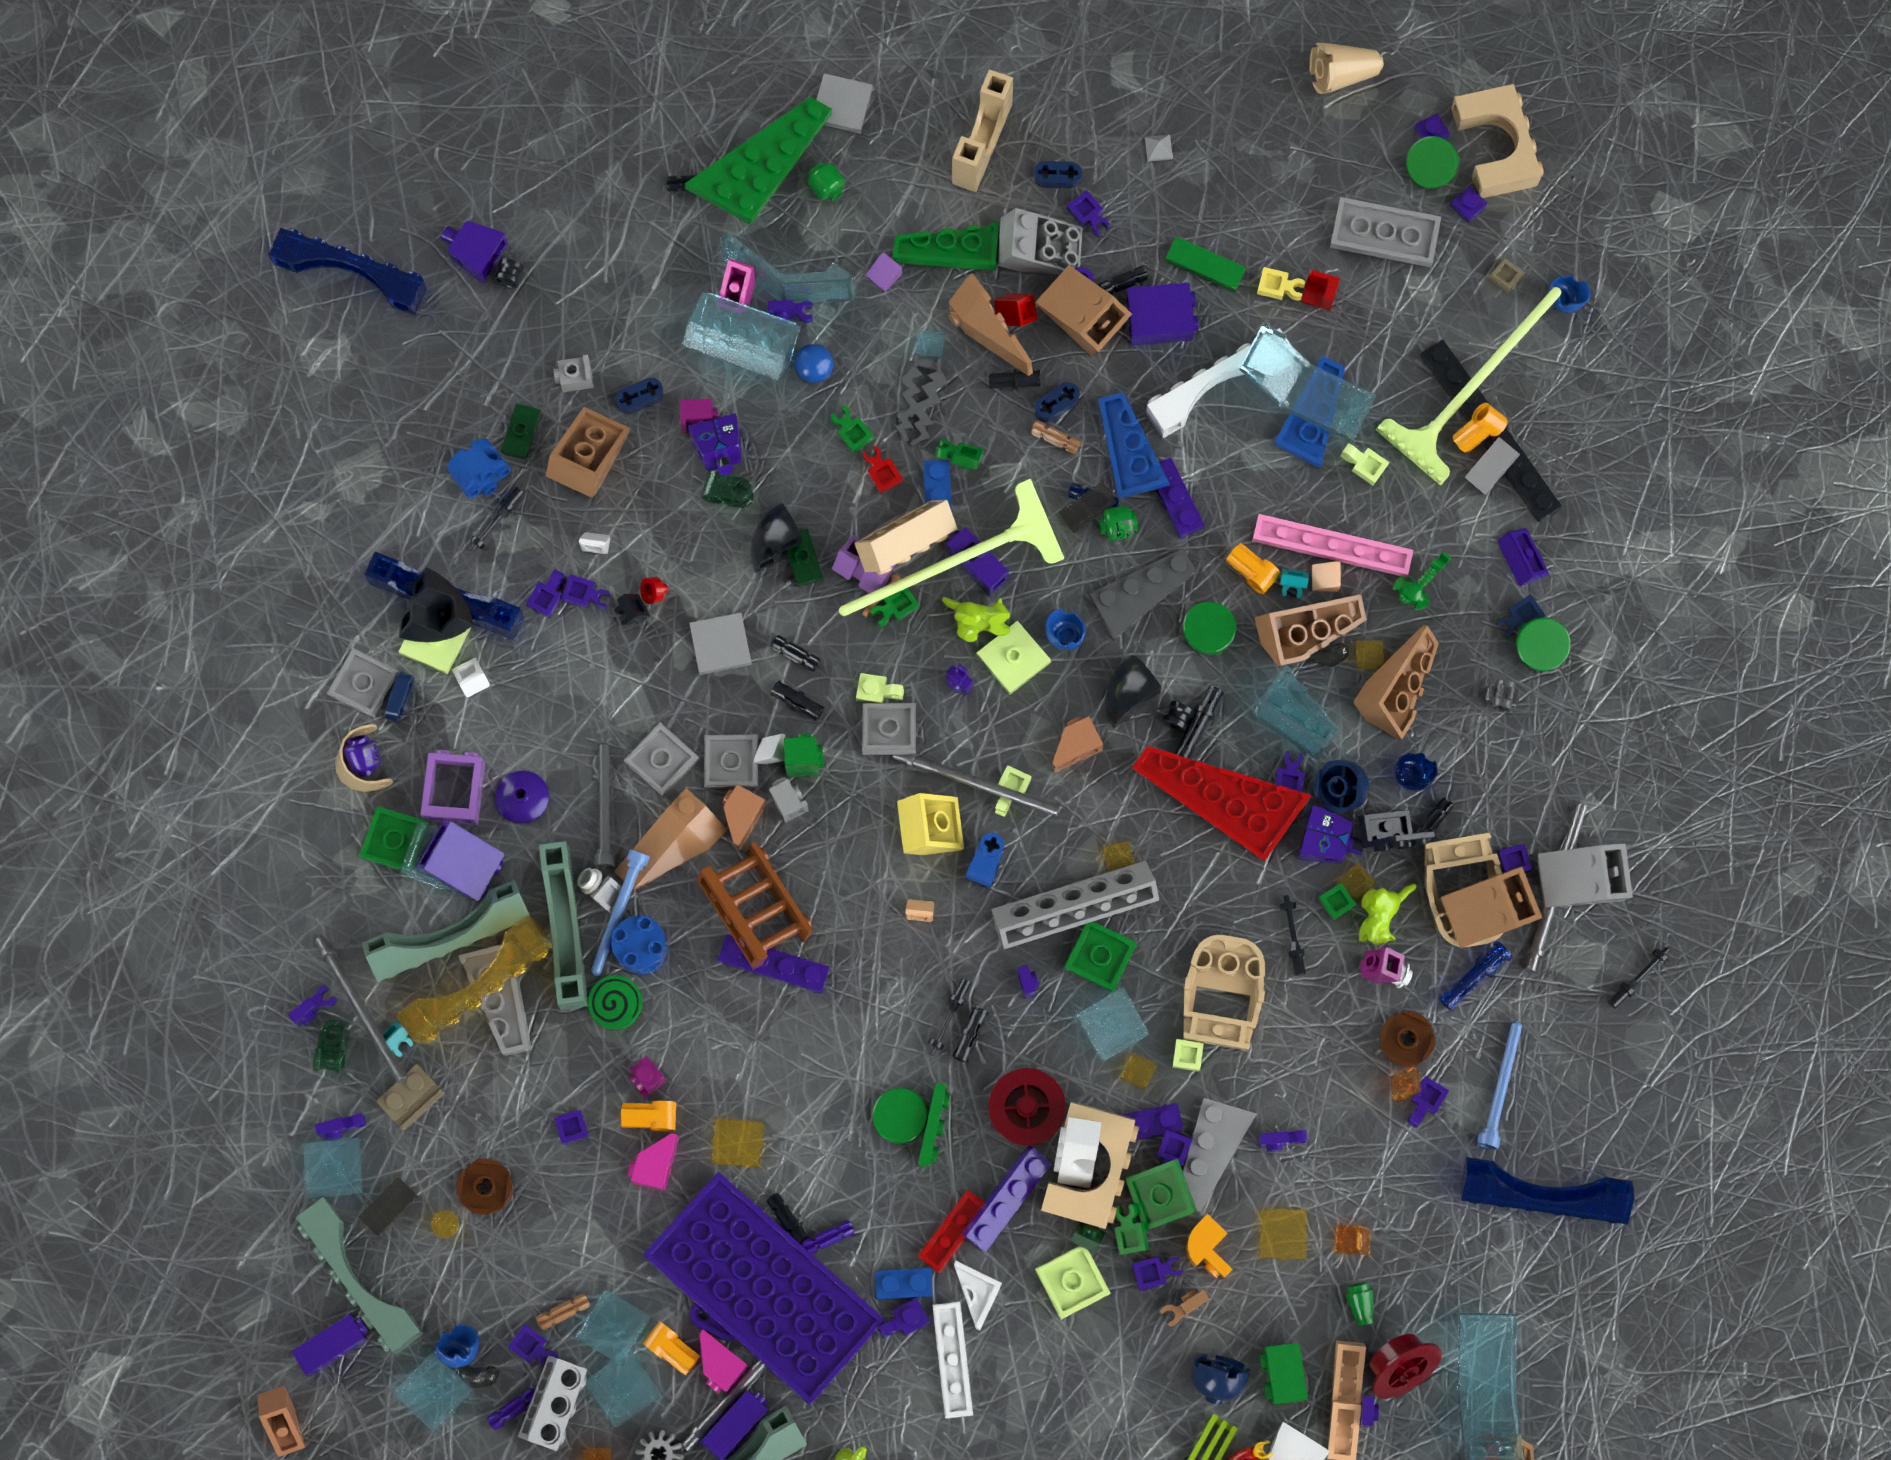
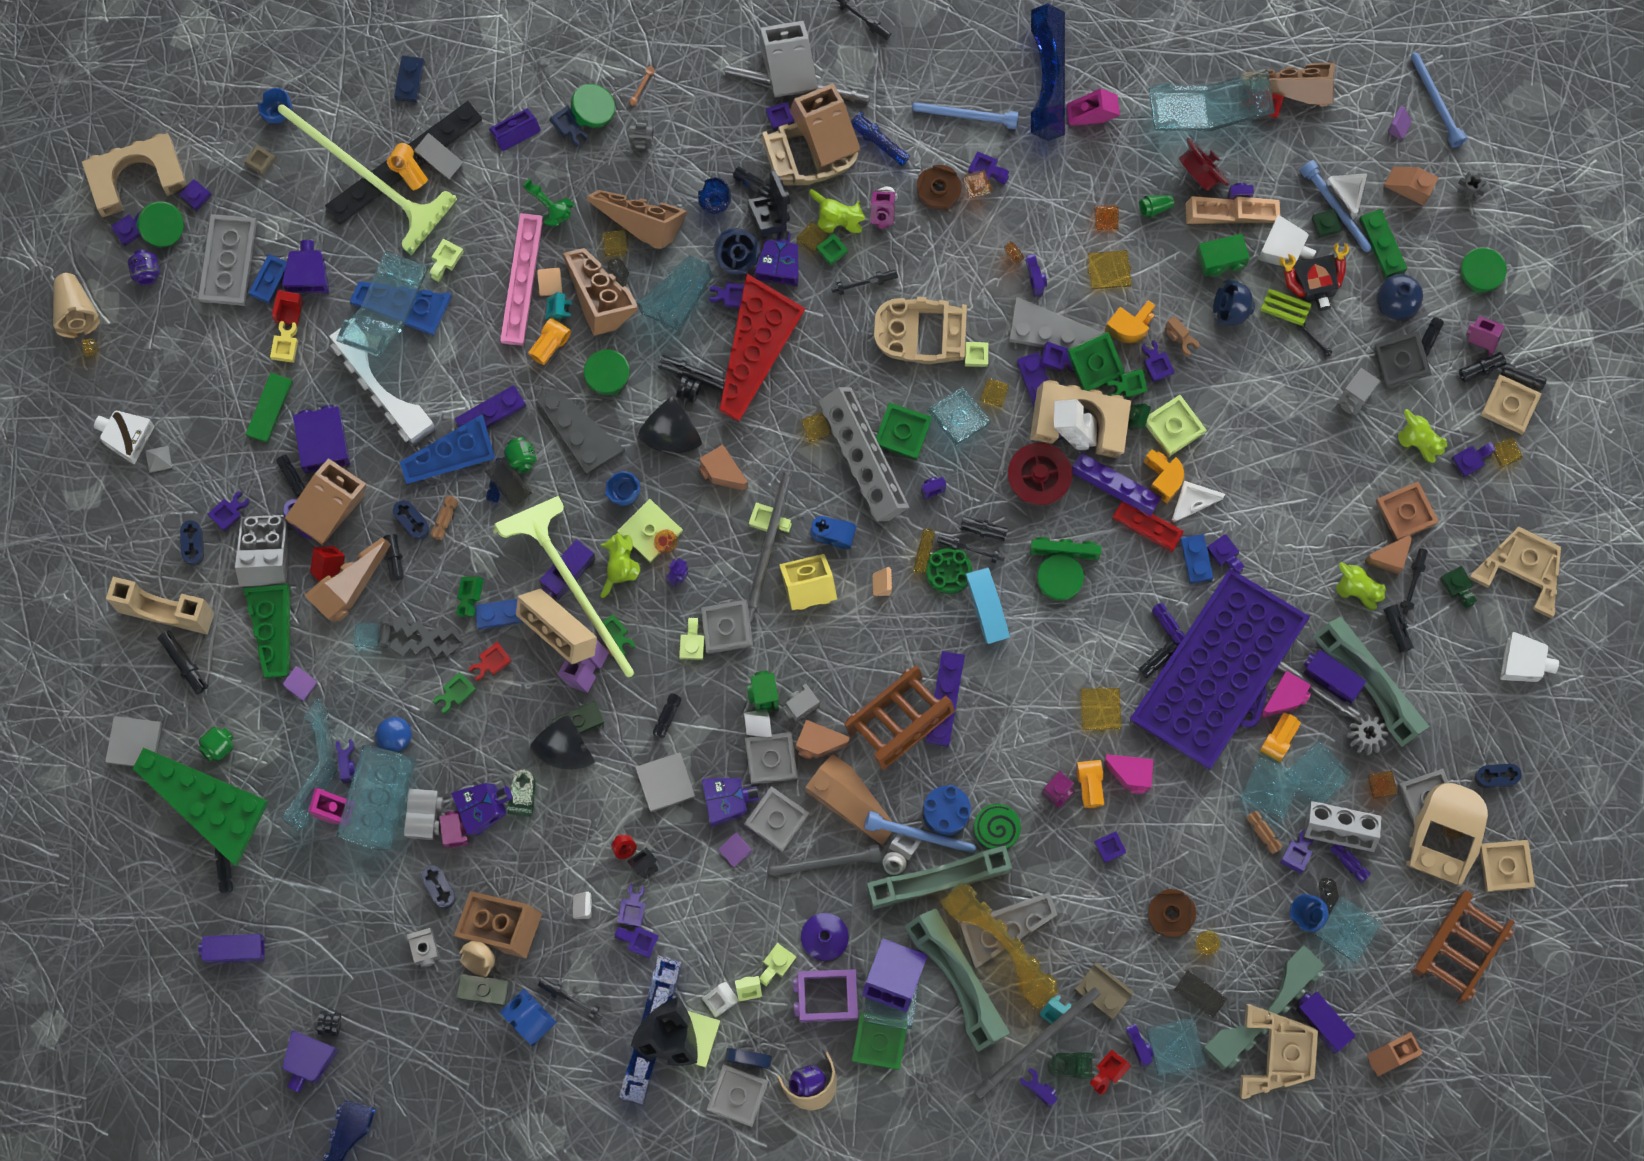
camera: 100 degrees left, 0 degrees up
(304, 1296) = (1289, 1056): none -> tan wing
(319, 1091) = (1109, 1069): none -> red plate
(475, 705) = (748, 988): none -> yellowish green plate
(500, 742) = (778, 963): none -> yellowish green plate
(553, 427) = (477, 958): none -> tan hair
(603, 184) = (232, 948): none -> dark purple brick
(632, 710) = (735, 850): none -> medium lavender slope
(690, 705) = (726, 799): none -> dark purple torso
(720, 383) = (422, 814): none -> light grey brick
(797, 700) = (710, 708): black pin -> none
(874, 1024) = (987, 605): none -> medium azure slope
(914, 160) = (186, 667): none -> black pin
(925, 988) = (948, 570): none -> green tile
(952, 962) = (924, 551): none -> clear yellow axle
(952, 1360) = (1251, 513): white tile -> none
(996, 670) = (665, 541): none -> clear orange tile
(1006, 1266) = (1170, 475): none -> light orange brick
(1188, 112) = (125, 433): none -> white torso
(1295, 83) = (88, 348): none -> clear yellow hinge
(1313, 1117) = (1013, 252): none -> clear orange tile
(1358, 274) = (268, 279): none -> blue plate
(1364, 313) = (306, 270): none -> dark purple torso
(1384, 144) = (143, 267): none -> dark purple head
(1495, 1243) = (1093, 108): none -> dark pink slope
(1585, 717) = (649, 72): none -> nougat hinge
(1595, 445) = (409, 79): none -> dark blue plate

